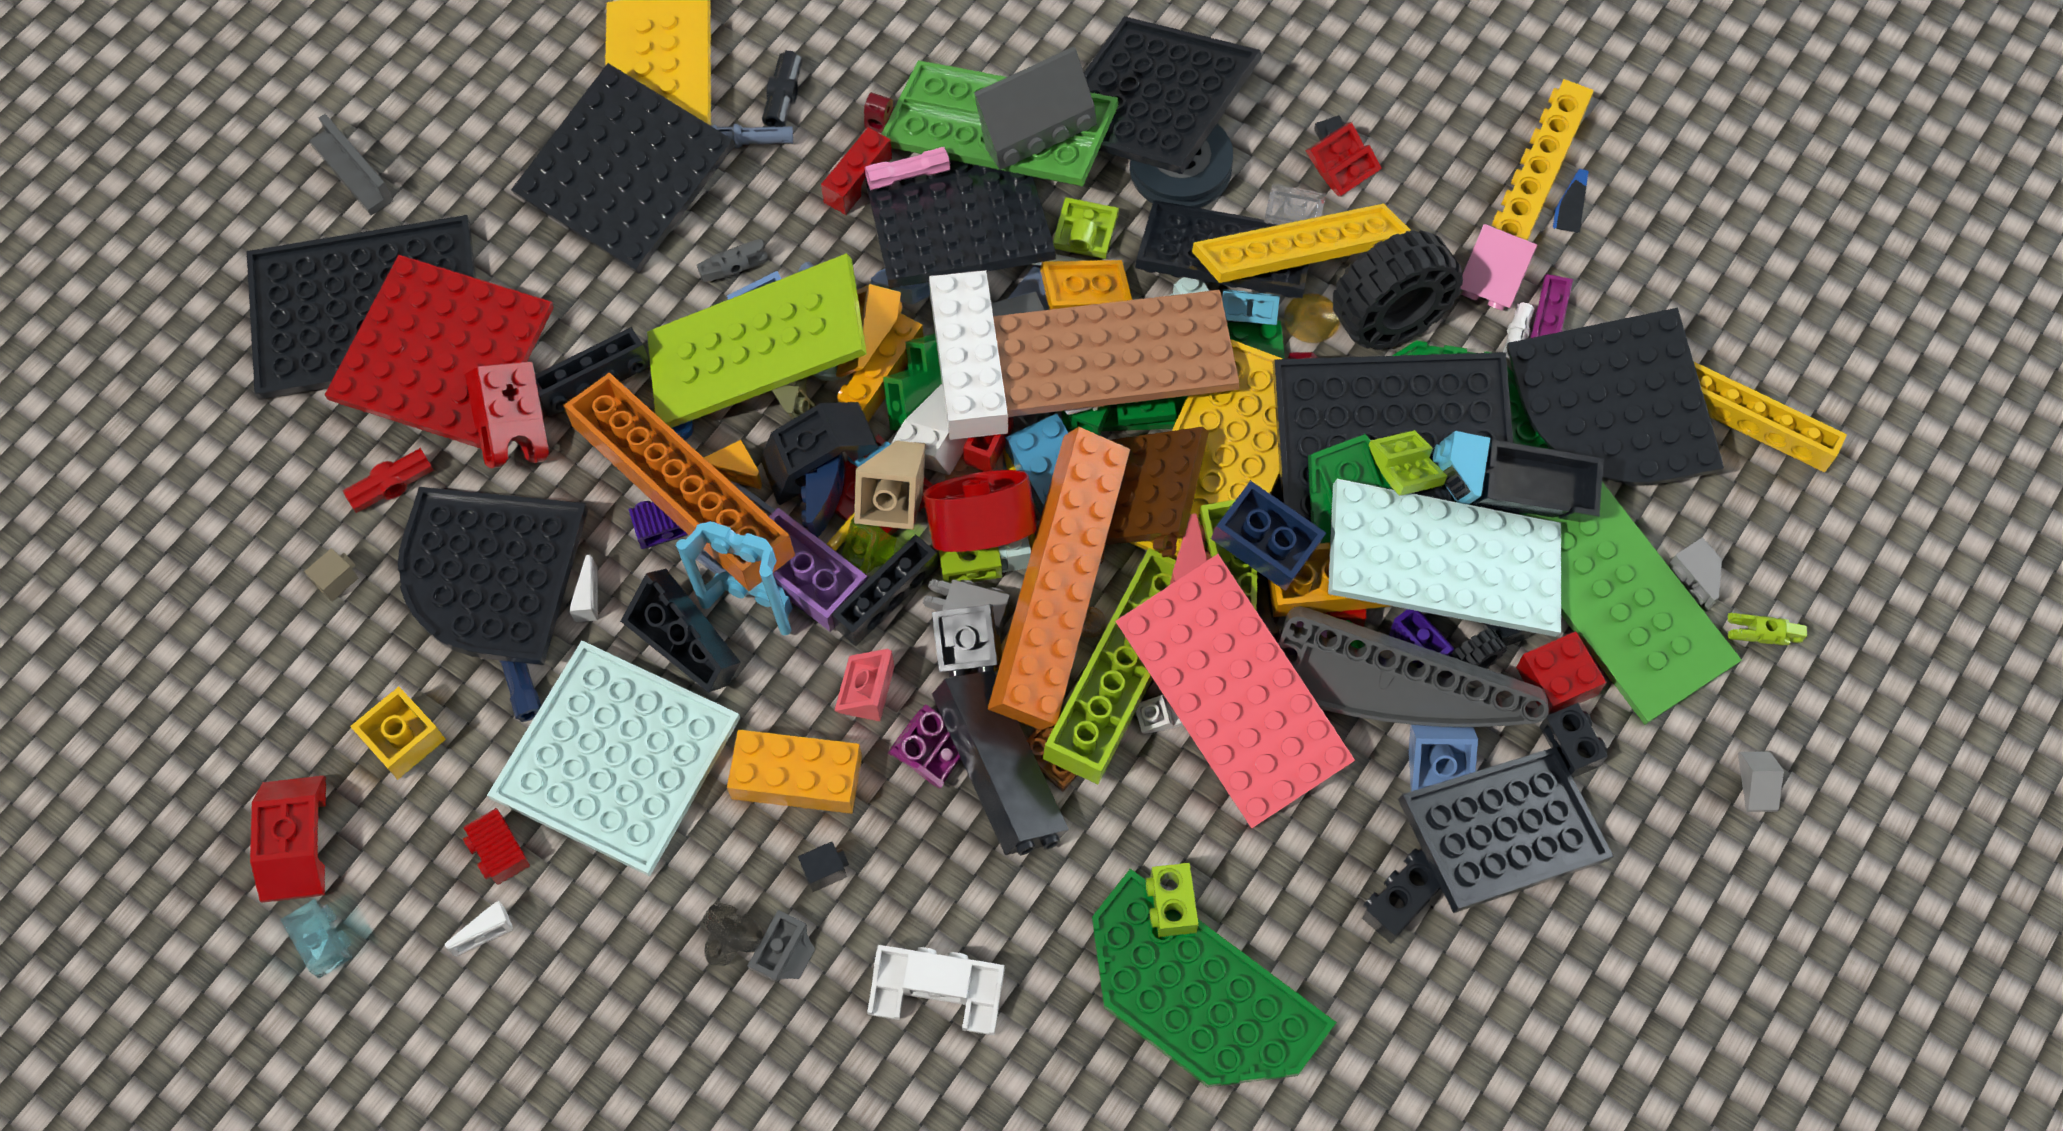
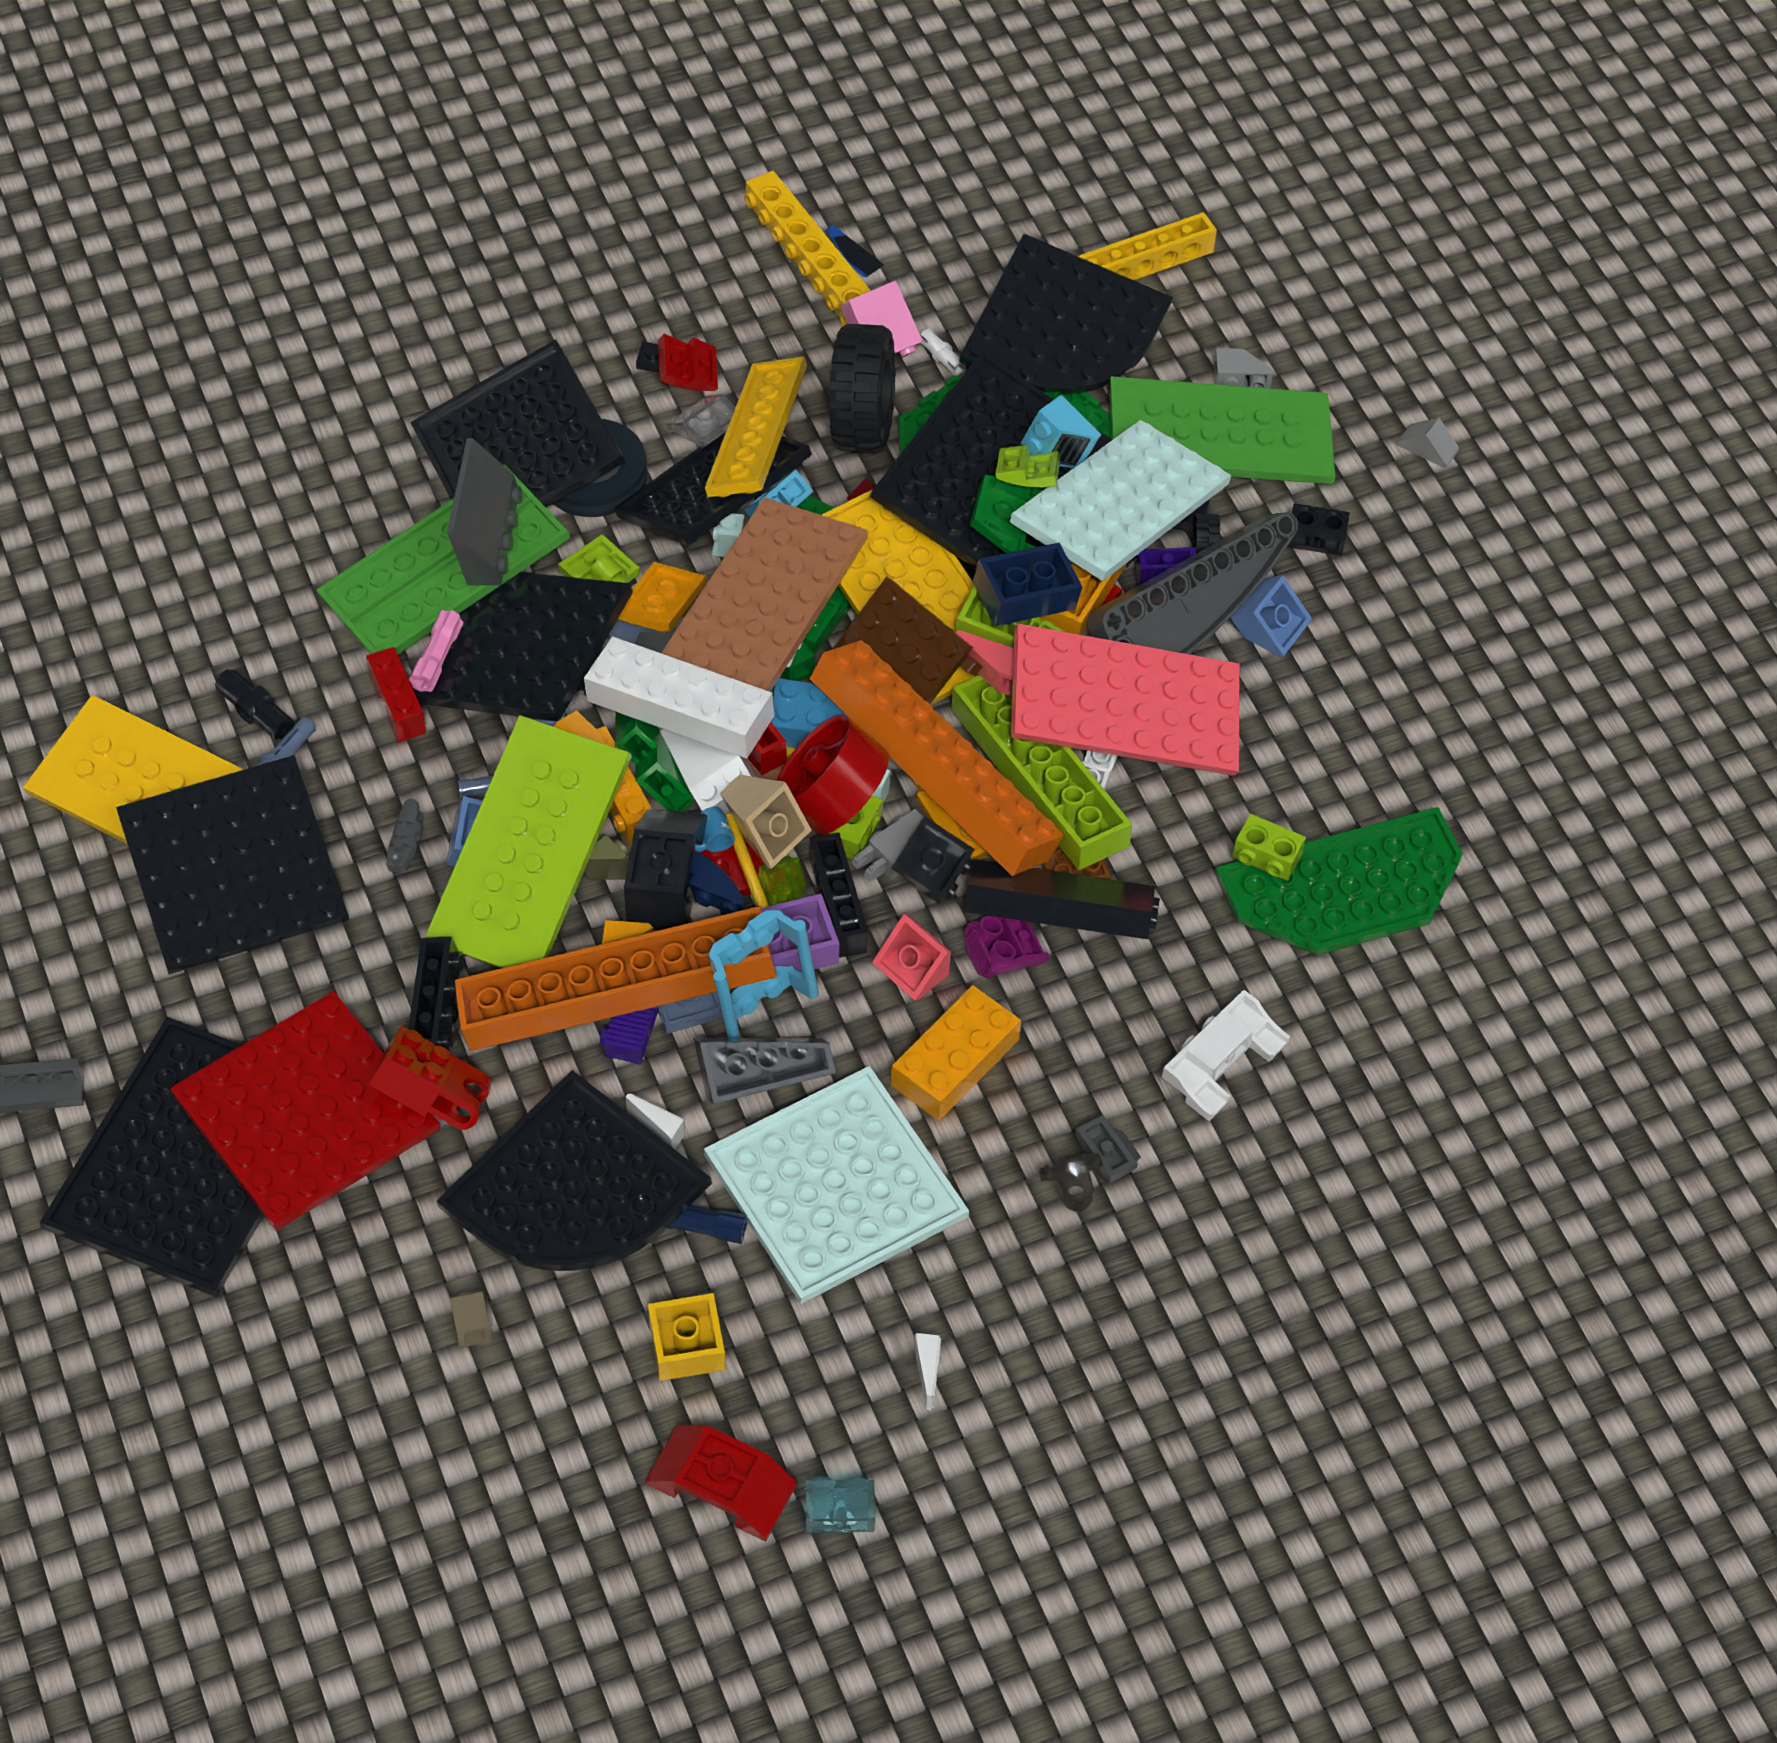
camera: 60 degrees left, 10 degrees down
(388, 480) = (406, 1225): red piece -> none
(495, 846) = (855, 1317): red brick -> none
(823, 866) = (1057, 1079): black brick -> none
(877, 108) = (345, 642): dark red leg -> none
(1311, 327) = (821, 473): clear yellow dish -> none
(1390, 920) = (1361, 691): black brick -> none
(1504, 829) = (1362, 607): plate -> none
(1542, 482) = (1113, 396): black piece -> none
(1552, 305) = (941, 320): magenta tile -> none
(1563, 672) = (1257, 495): red brick -> none
(1766, 629) = (1314, 363): lime hinge -> none

